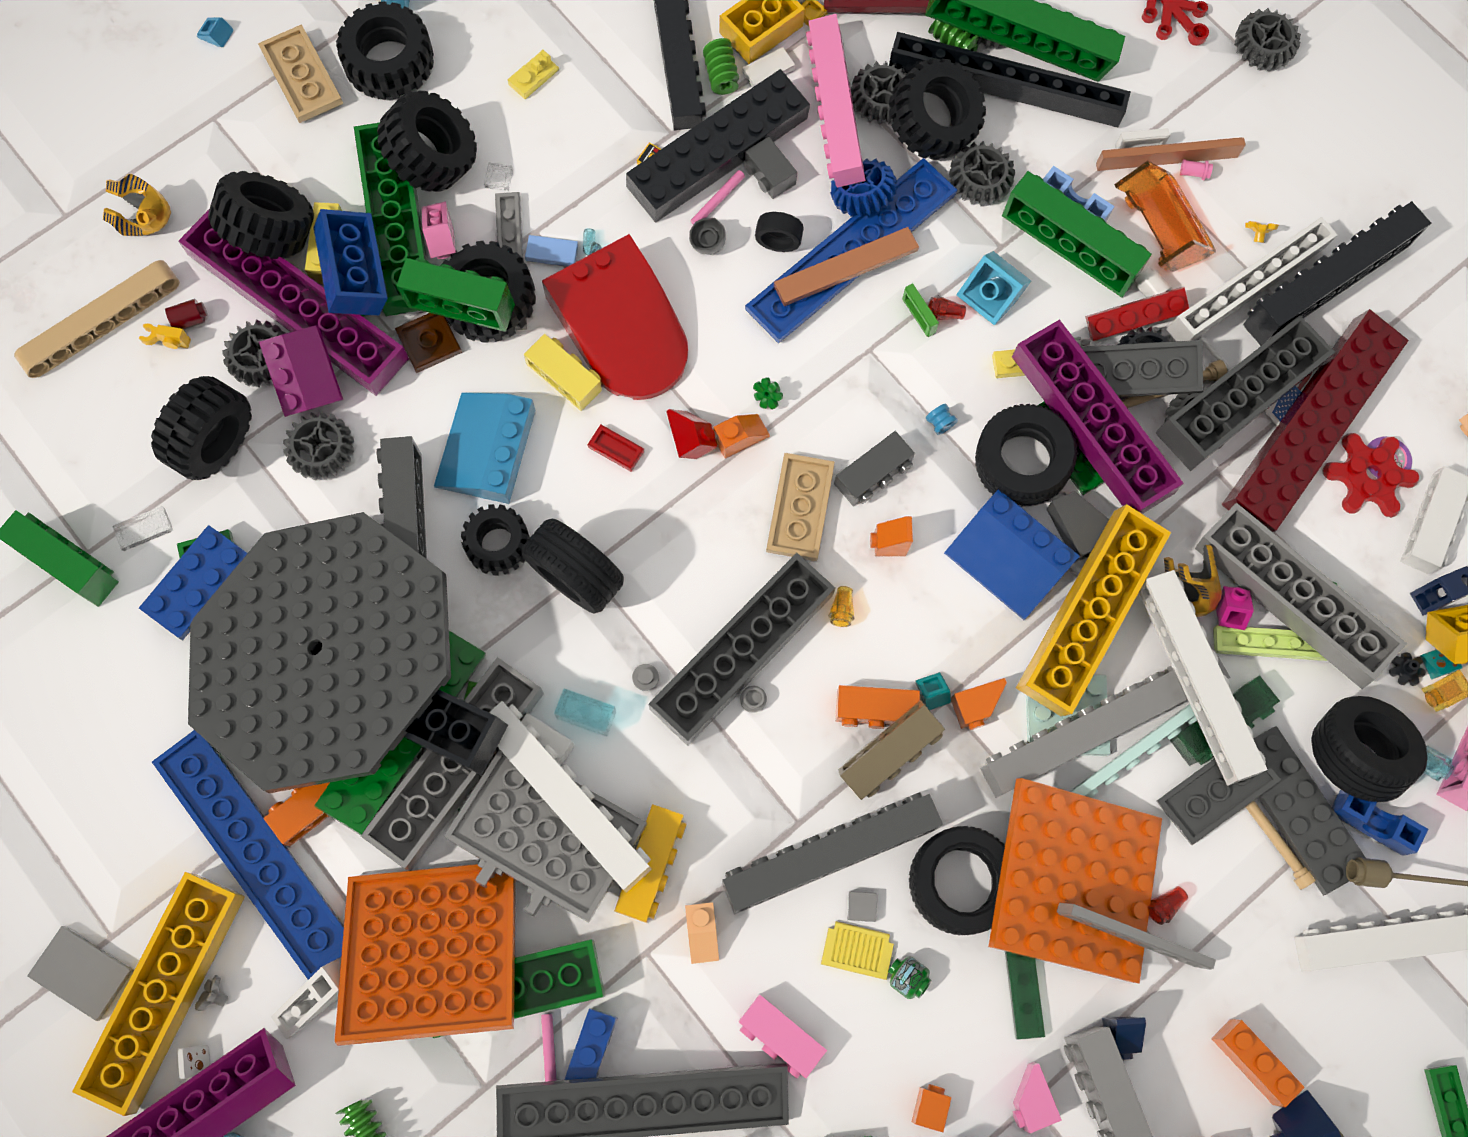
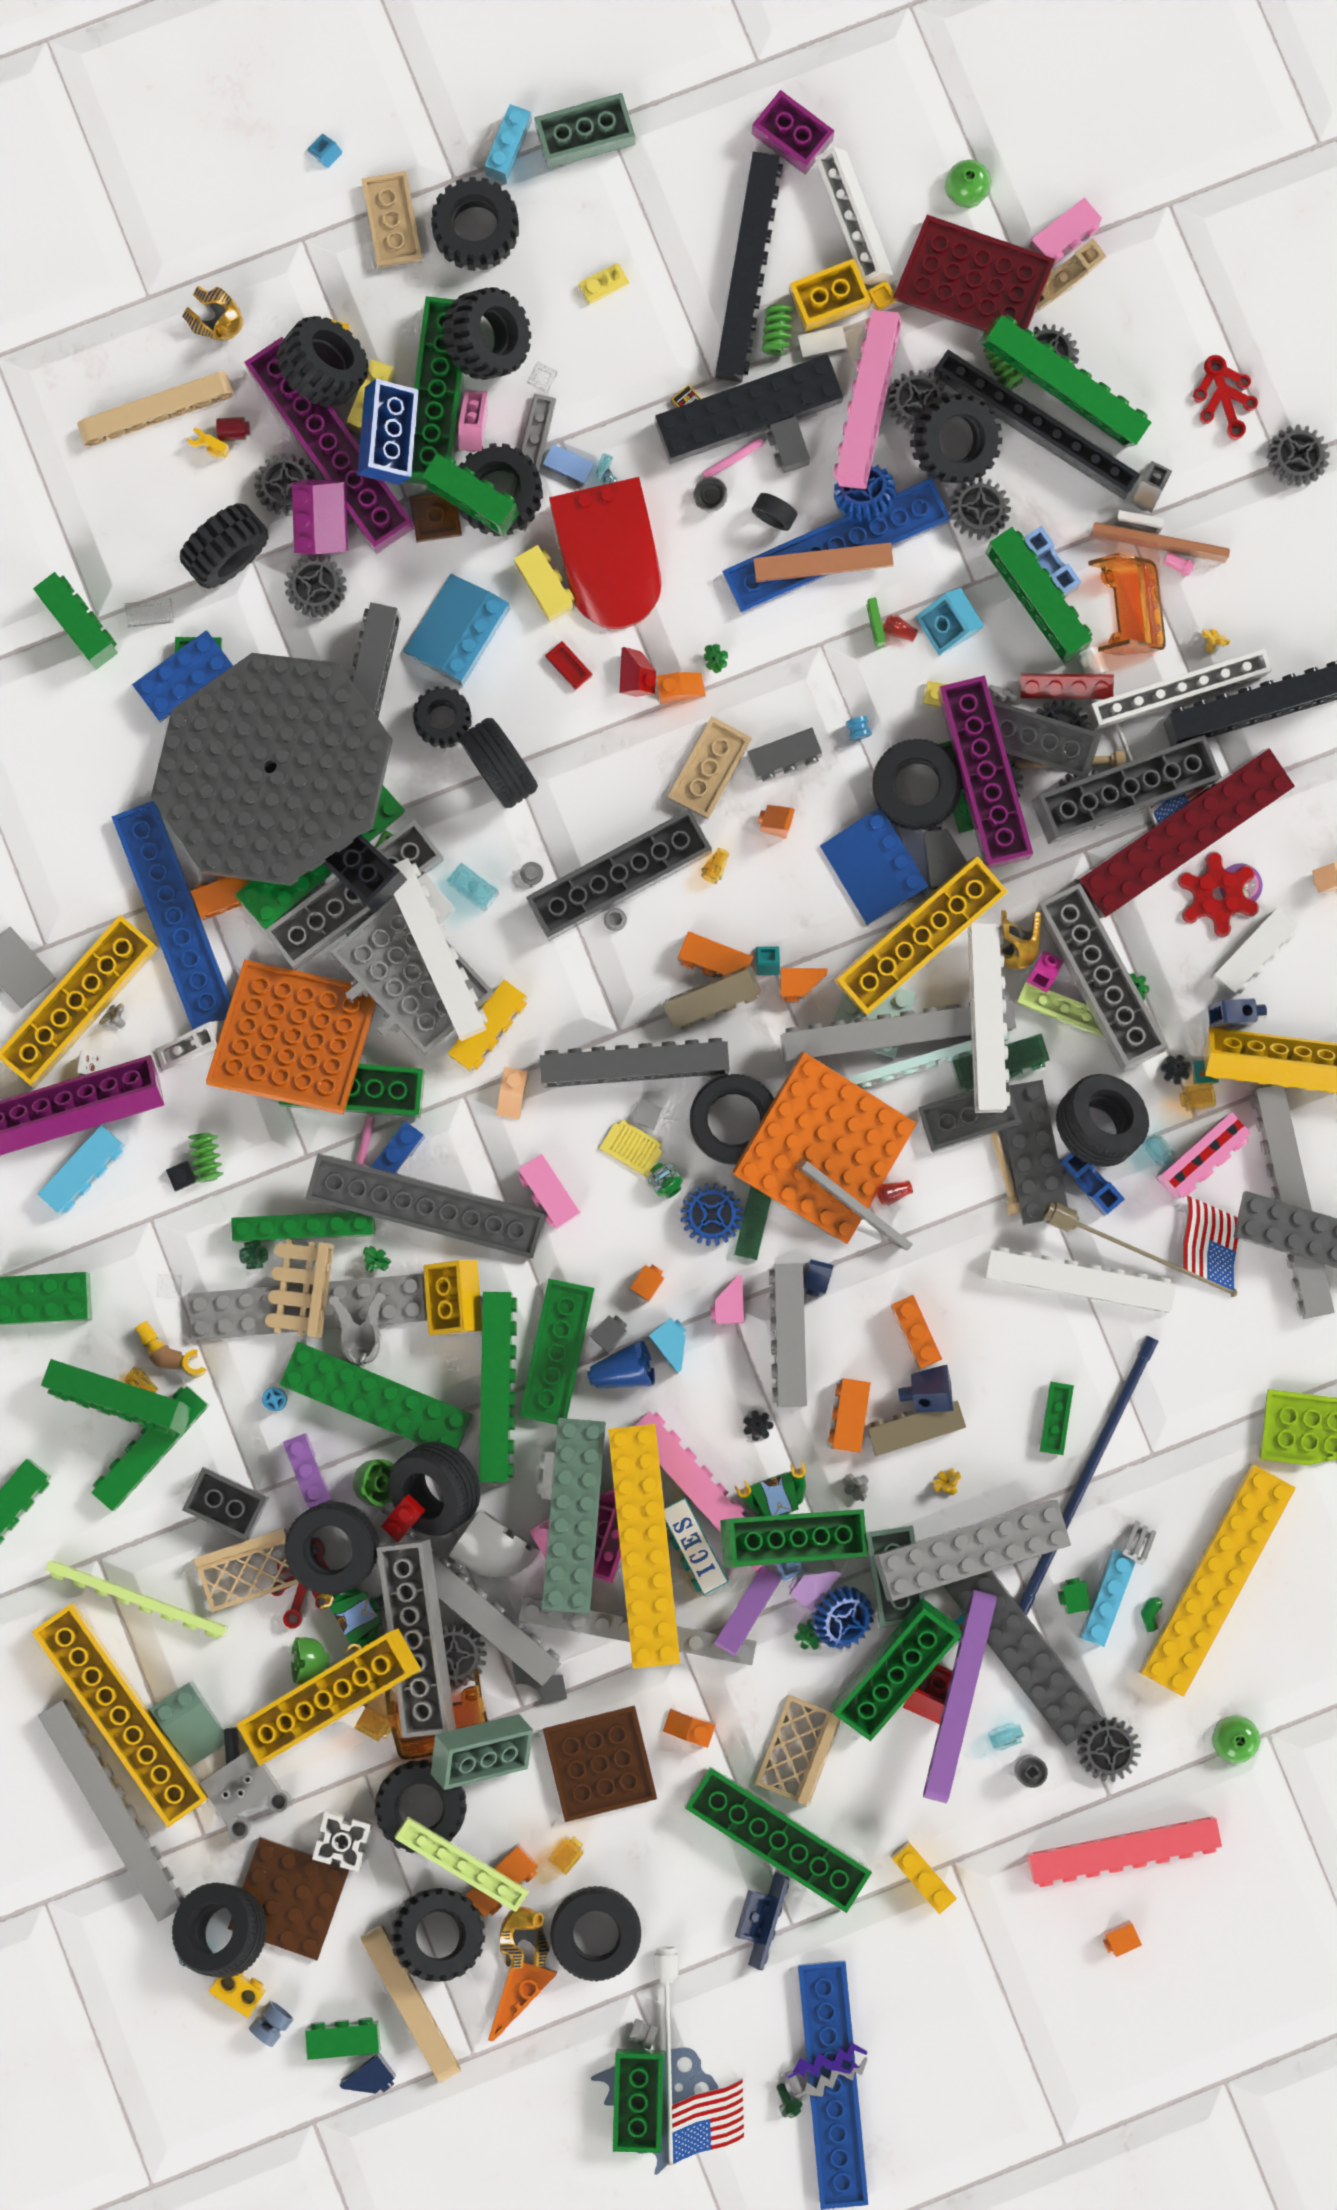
camera: 20 degrees right, 10 degrees up
(971, 1013) = (724, 1226): none -> blue gear
(1141, 107) = (1151, 487): none -> dark grey slope

